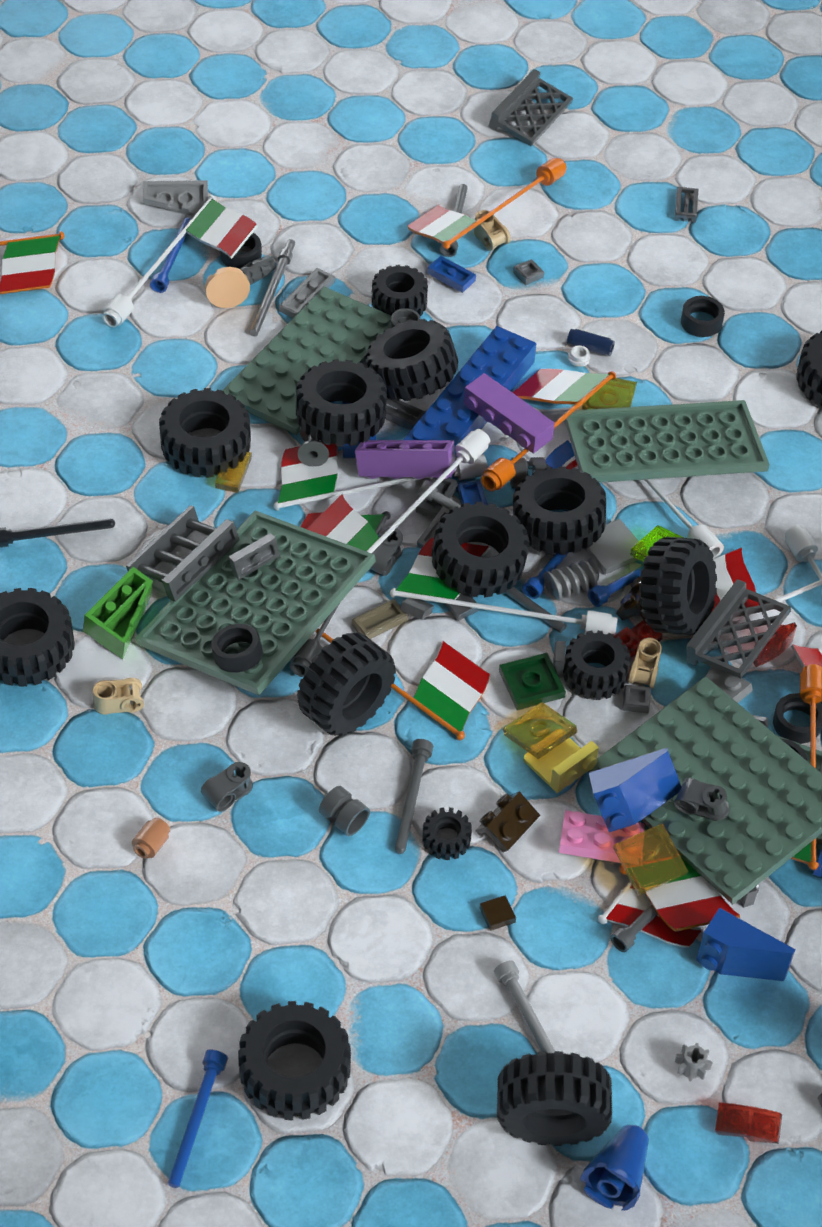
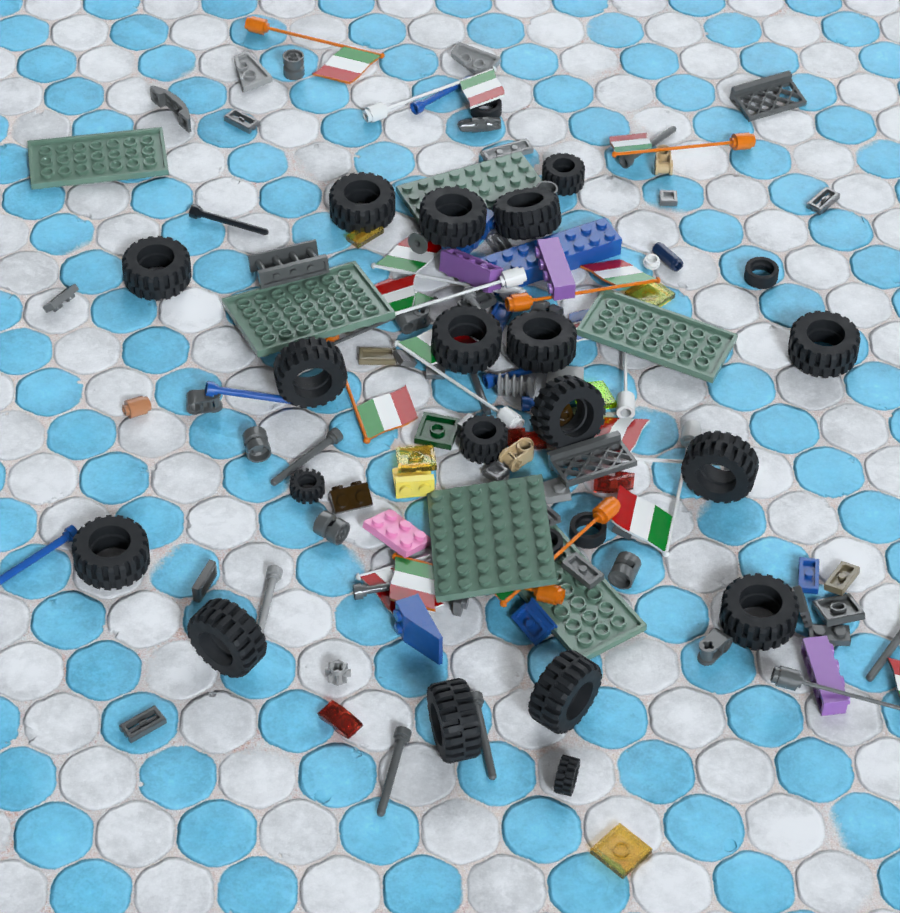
camera: 35 degrees right, 5 degrees down
(117, 696) = (182, 324): tan piece -> none
(118, 612) = (223, 279): bright green wedge -> none
(227, 287) = (452, 125): light nougat tile -> none
(240, 661) = (262, 317): black tyre -> none
(240, 766) = (213, 389): none -> blue piece
(254, 556) = (324, 281): flat silver plate -> none
(284, 259) = (511, 124): flat silver bar -> none
(436, 1031) = (204, 581): none -> dark grey tile
(451, 274) = (612, 177): blue plate -> none
(497, 913) = (299, 542): dark brown tile -> none
(515, 871) = (331, 527): none -> dark grey wheel
(618, 1169) = (241, 697): blue cone -> none
(634, 788) = (427, 507): blue slope -> none
(650, 859) = (409, 554): clear yellow tile -> none
(700, 798) = (465, 534): dark grey piece -> none

